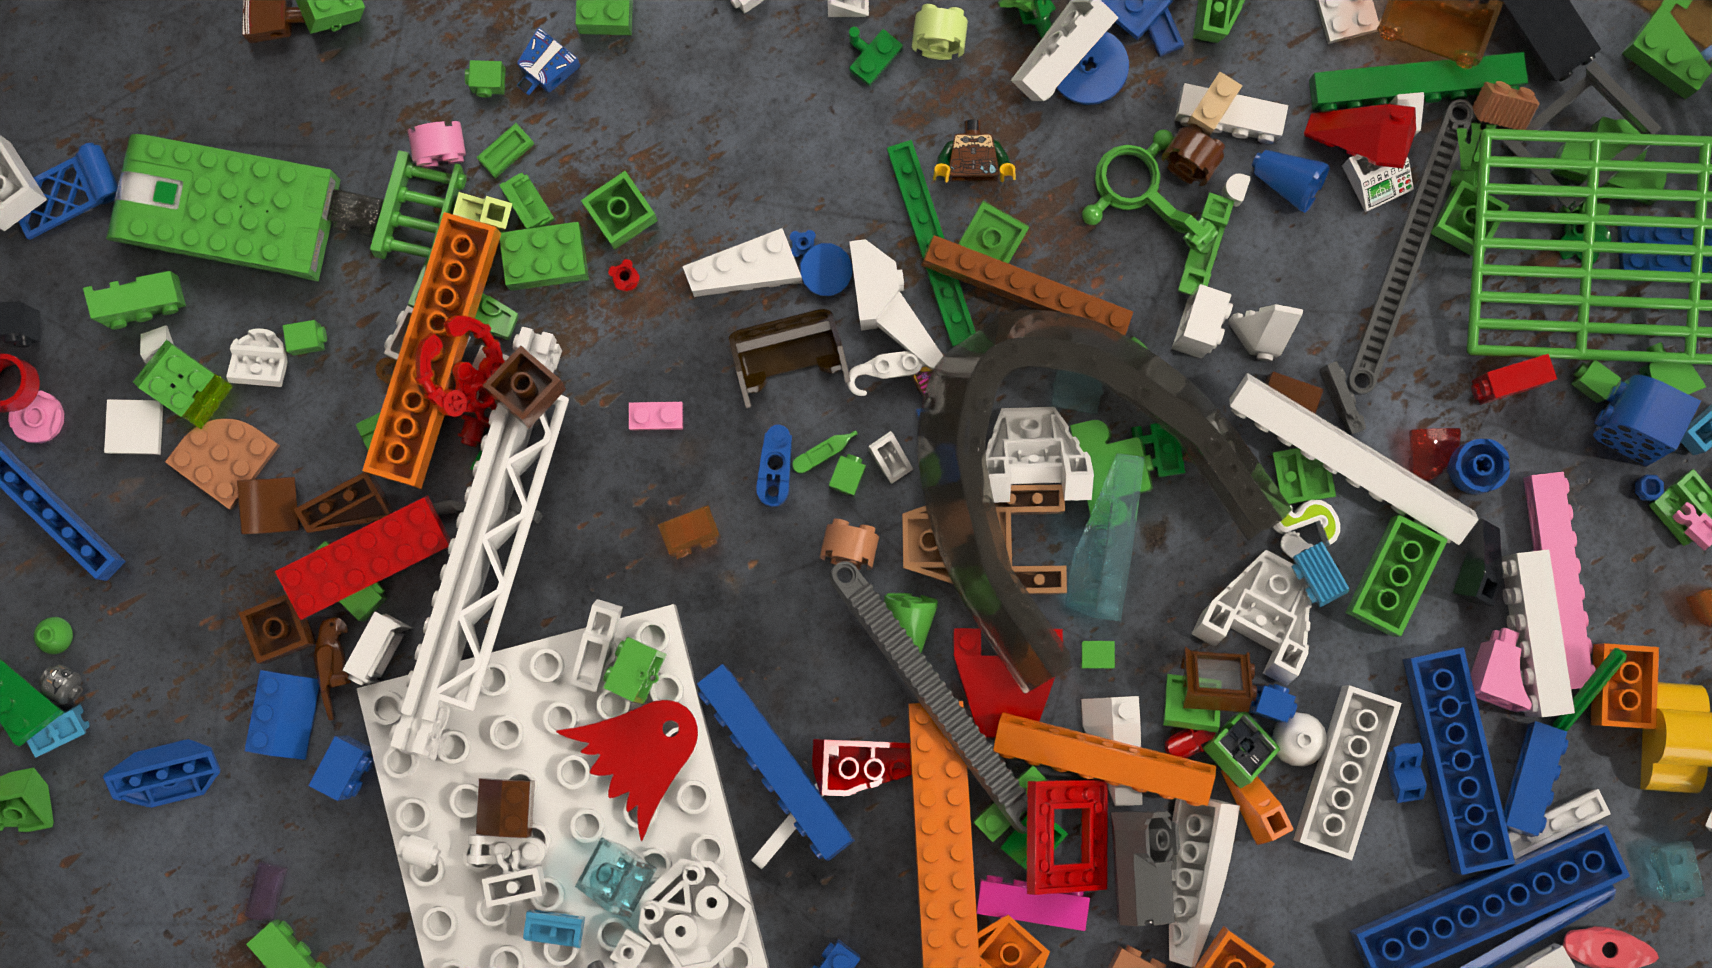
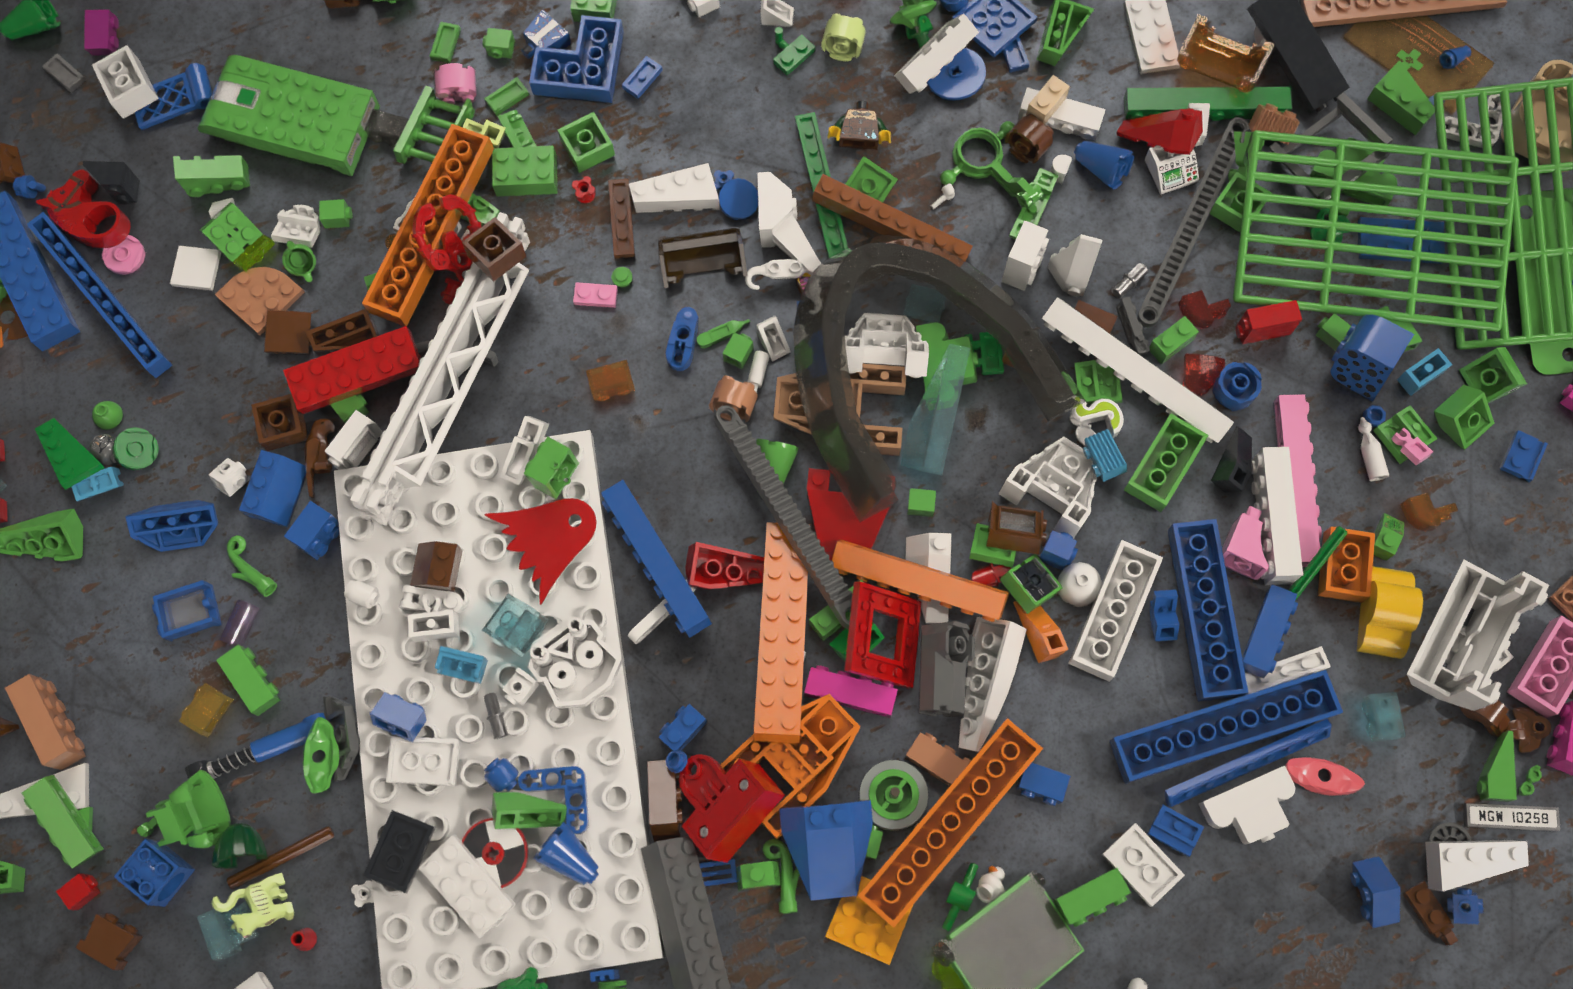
camera: 10 degrees right, 10 degrees down
(98, 680) = (135, 448): none -> green tile
(197, 882) = (186, 610): none -> window
(224, 705) = (229, 477): none -> white brick
(267, 825) = (264, 584): none -> bright green plant
(269, 408) = (299, 260): none -> bright green hair
(413, 80) = (445, 42): none -> bright green tile
(608, 110) = (583, 73): none -> blue brick
(677, 309) = (621, 218): none -> reddish brown plate
(680, 109) = (642, 77): none -> plate
(687, 389) = (622, 276): none -> bright green plate
(875, 499) = (758, 369): none -> white cylinder
(1094, 234) = (948, 192): none -> white hand
(1334, 334) = (1129, 280): none -> flat silver axle
(1395, 411) = (1173, 340): none -> bright green brick
(1423, 371) = (1198, 311): none -> clear red brick
(1649, 536) = (1372, 453): none -> white wheel
(1674, 642) = (1388, 536): none -> bright green slope

